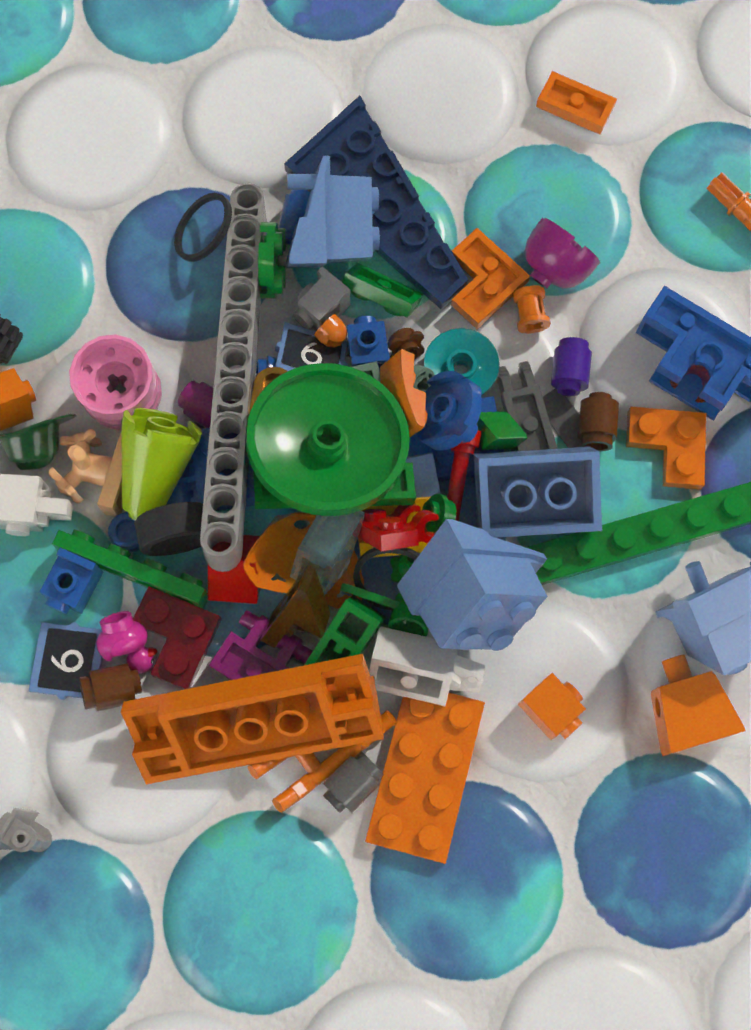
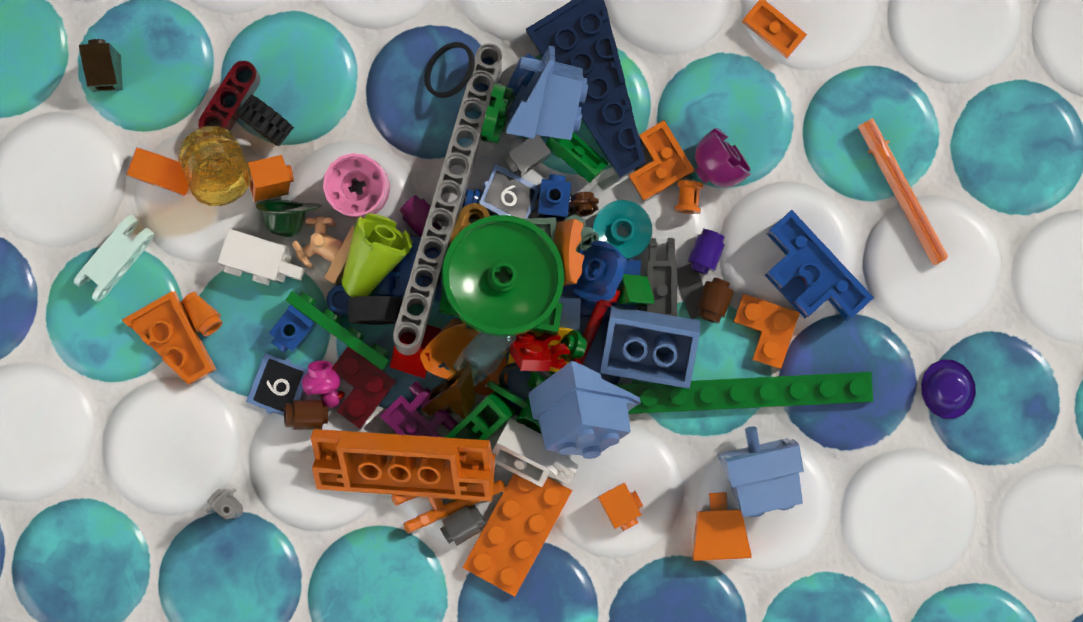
camera: 15 degrees right, 10 degrees up
(332, 332) = (529, 181): orange hinge -> none

